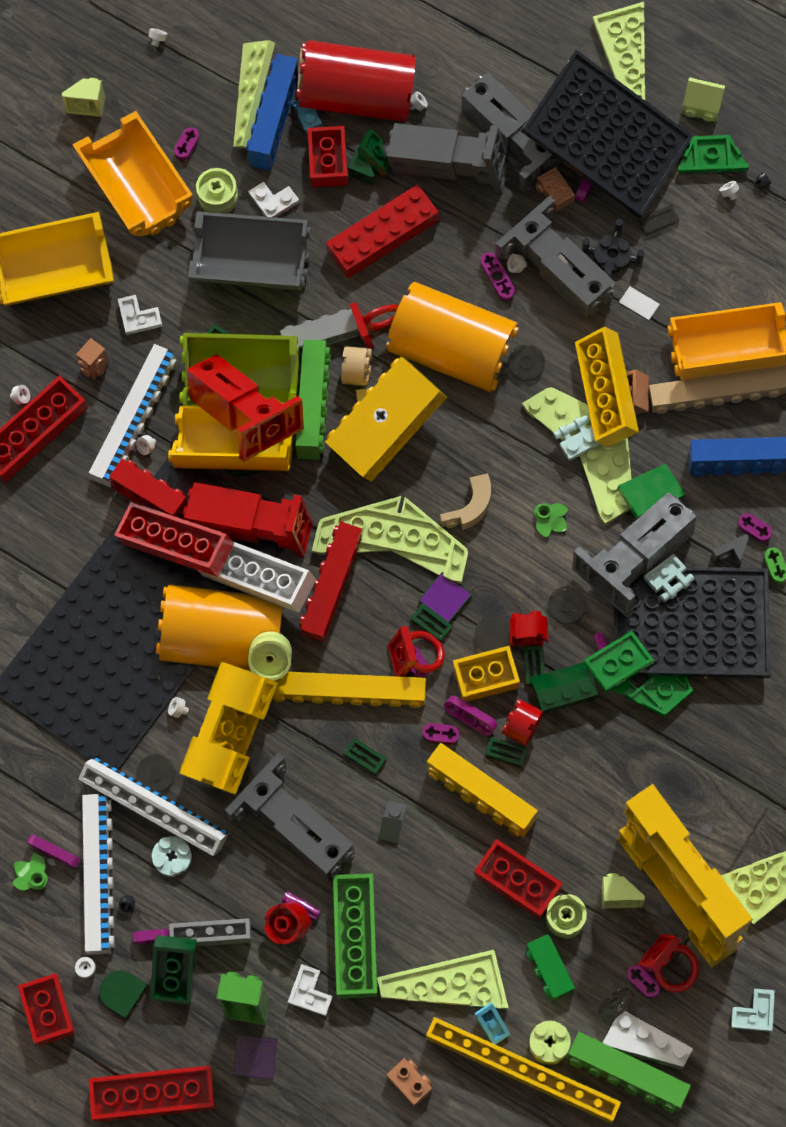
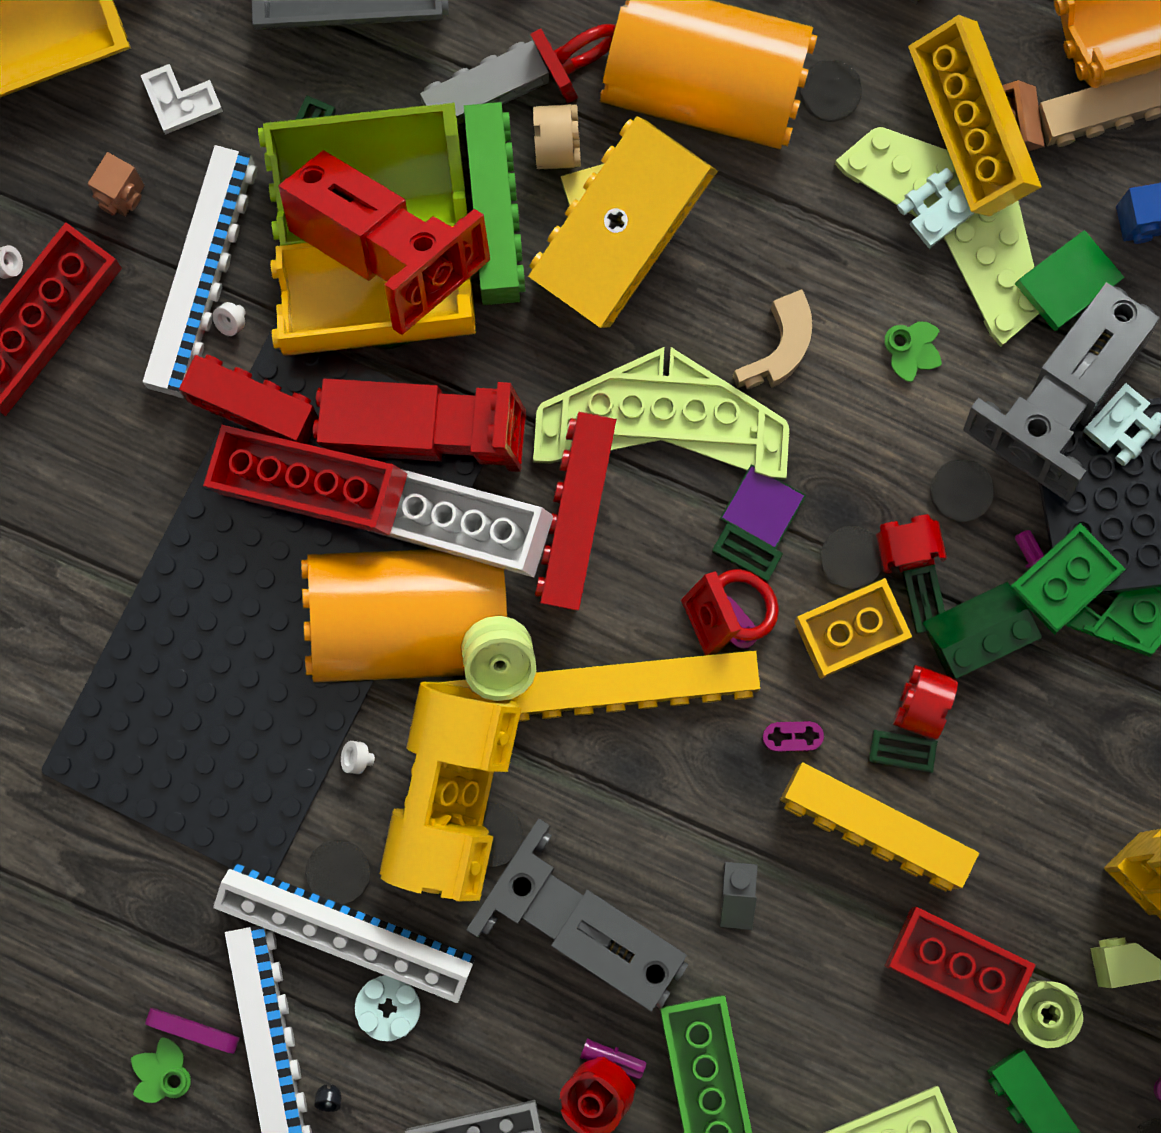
camera: 15 degrees left, 10 degrees up
(377, 765) = (700, 804): dark green tile -> none
(485, 725) = (852, 708): magenta beam -> none

